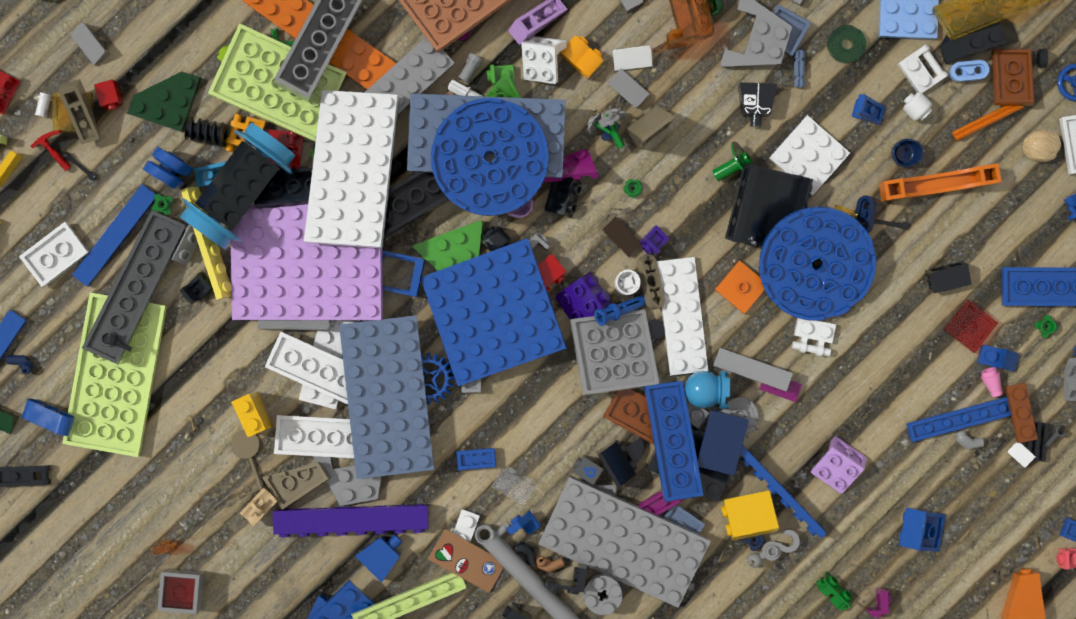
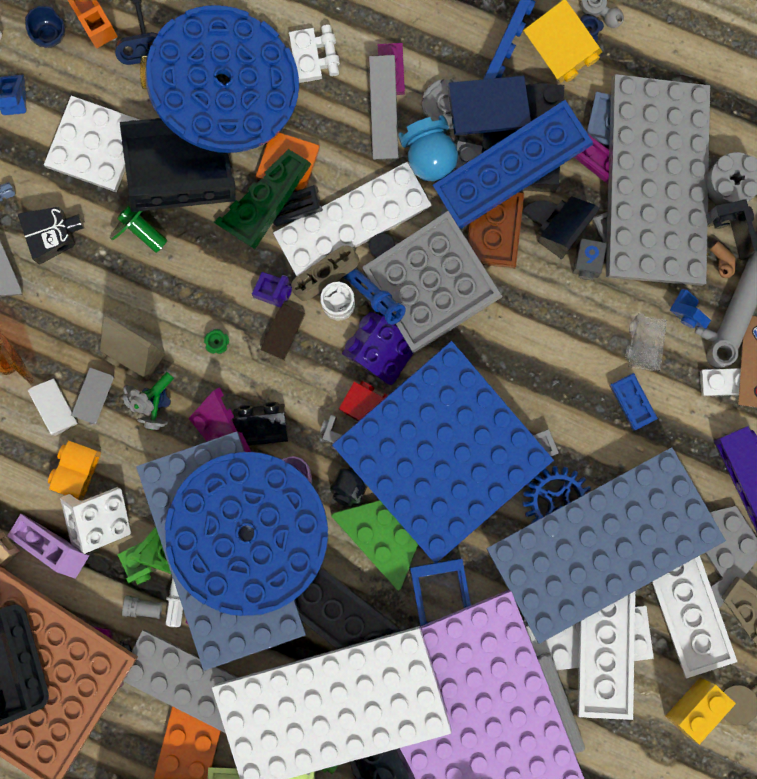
camera: 110 degrees left, 5 degrees down
(527, 550) = (719, 293): black arm -> none
(705, 294) = (315, 208): none -> black tile
(717, 257) = (258, 209): none -> dark green wing

